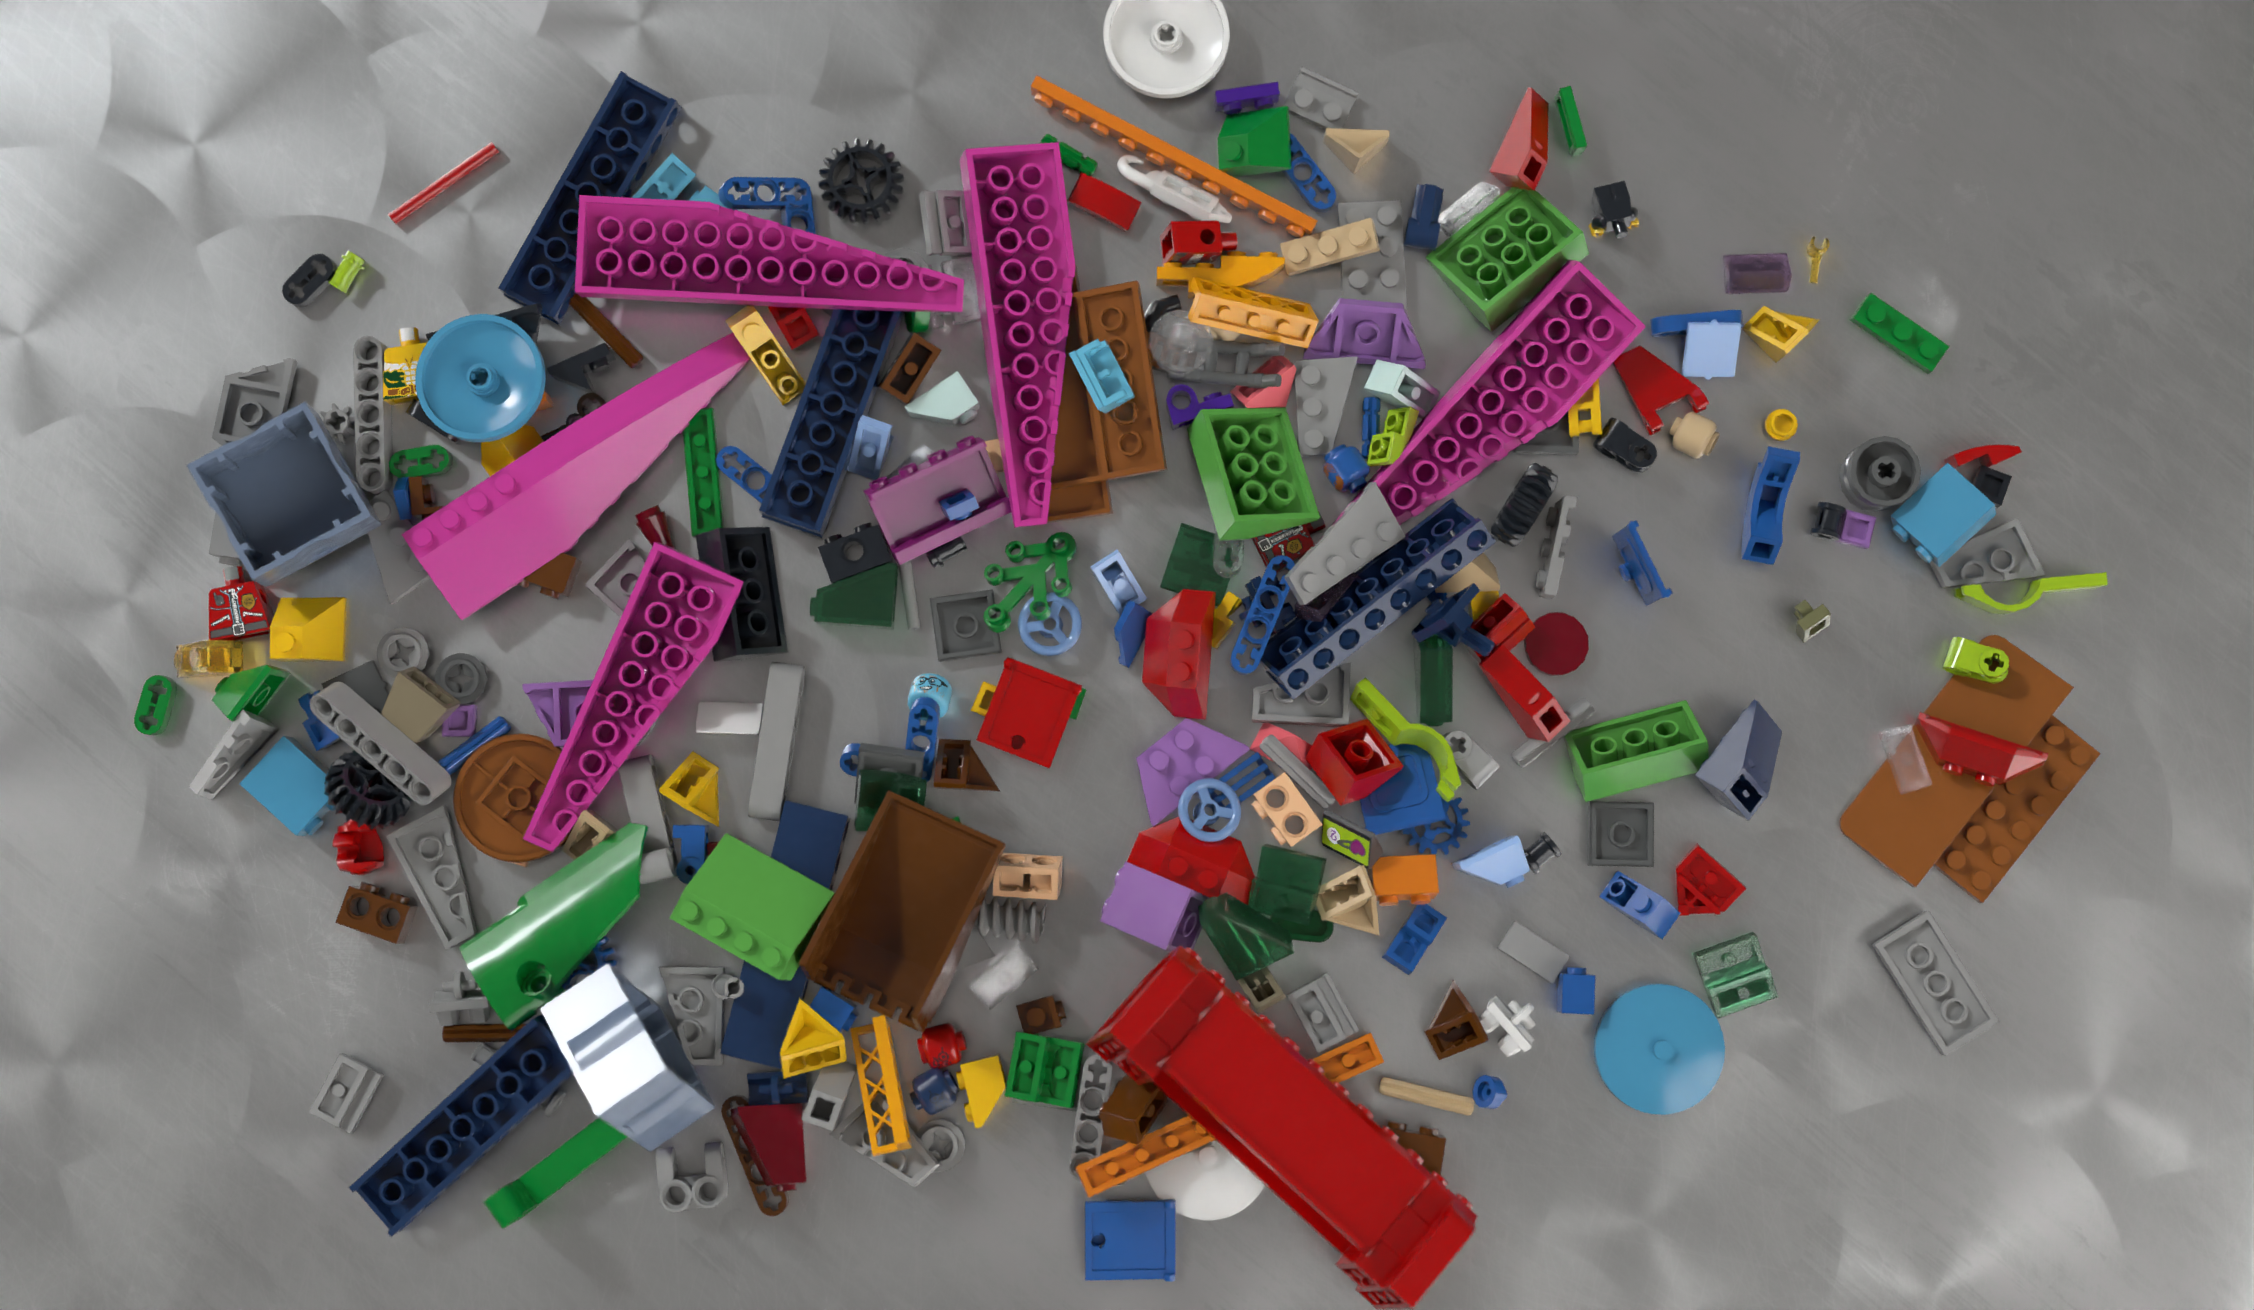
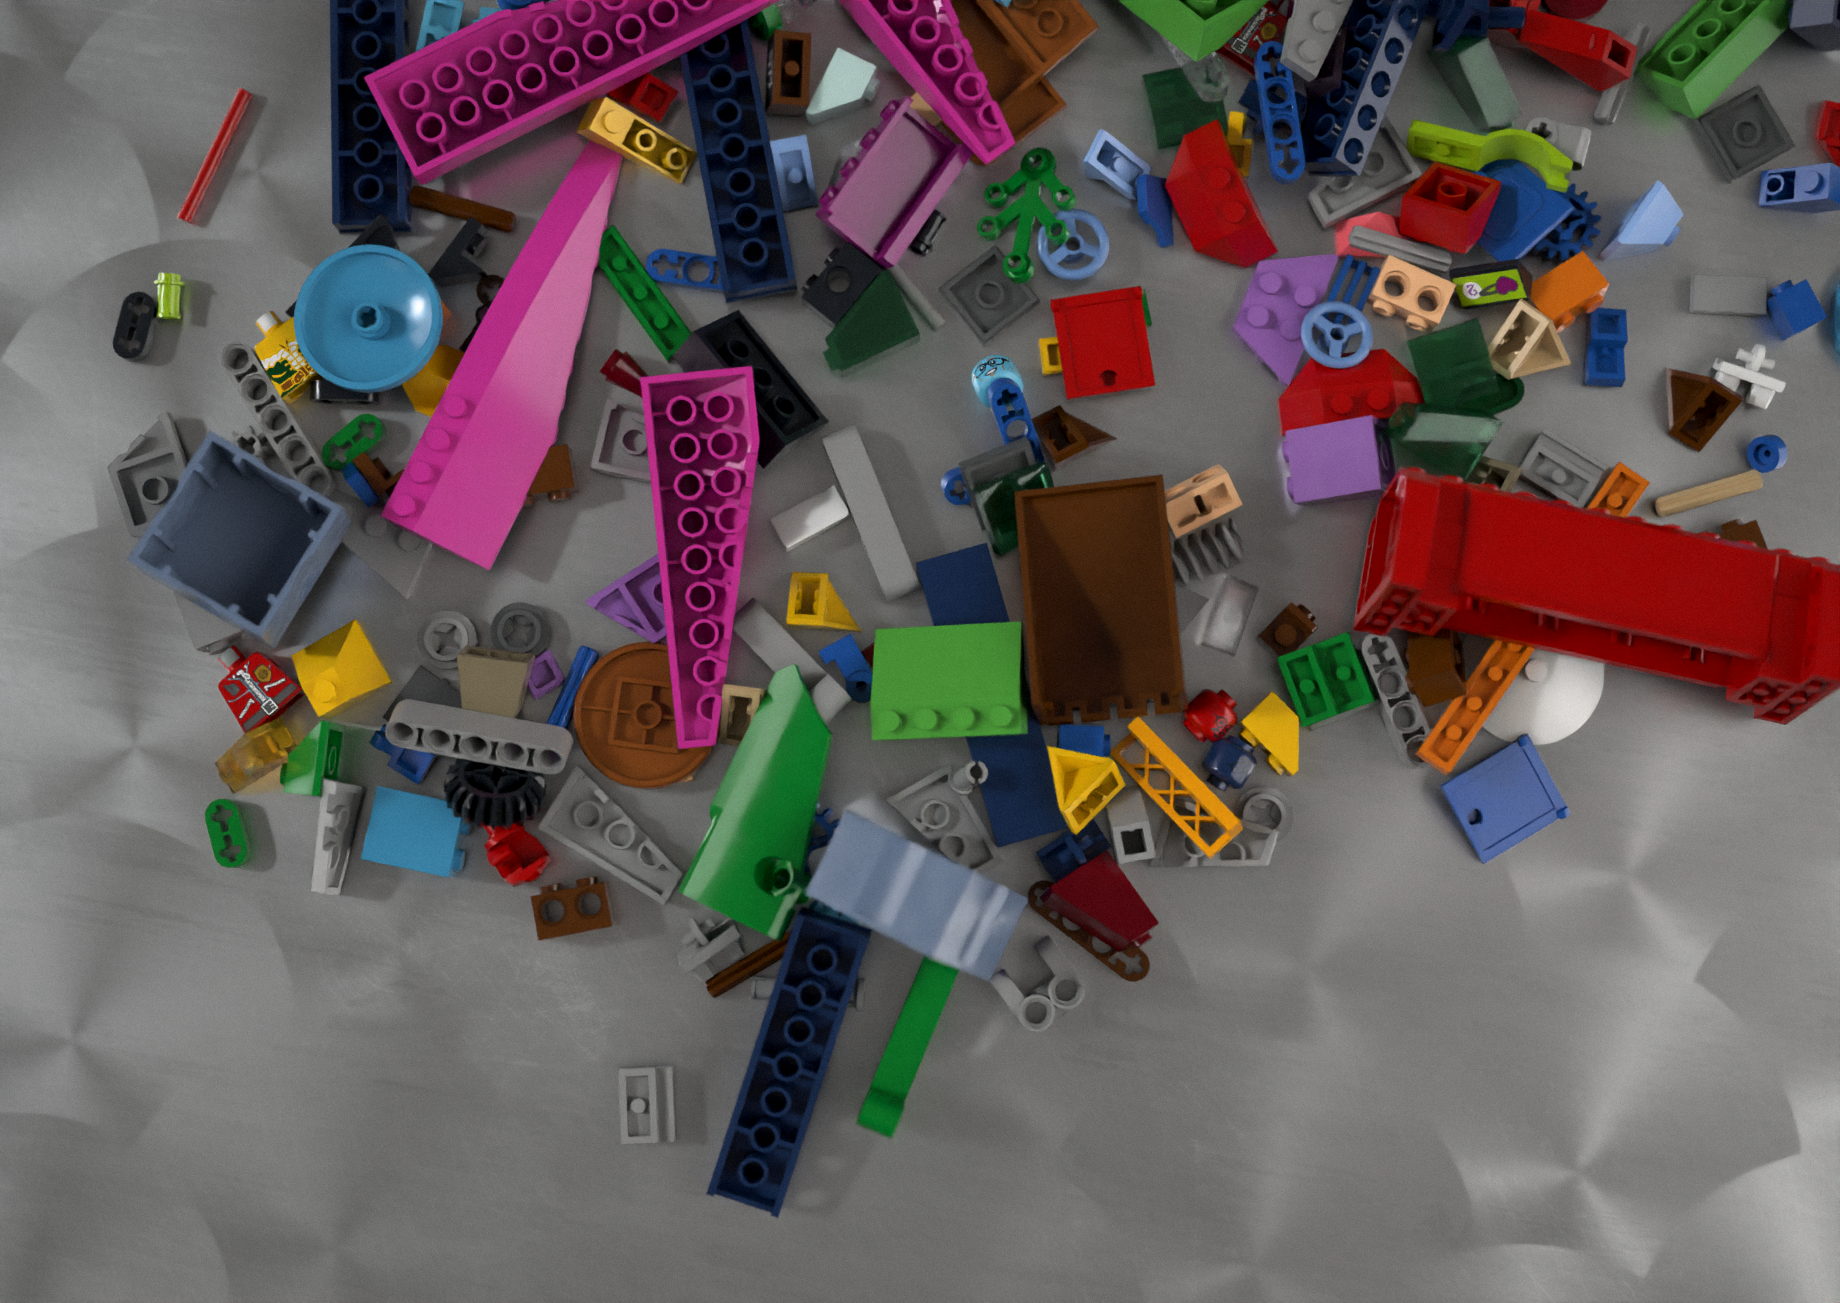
camera: 30 degrees left, 0 degrees up
(959, 505) = (917, 176): blue plate -> none
(1541, 852) = (1682, 189): black bush -> none

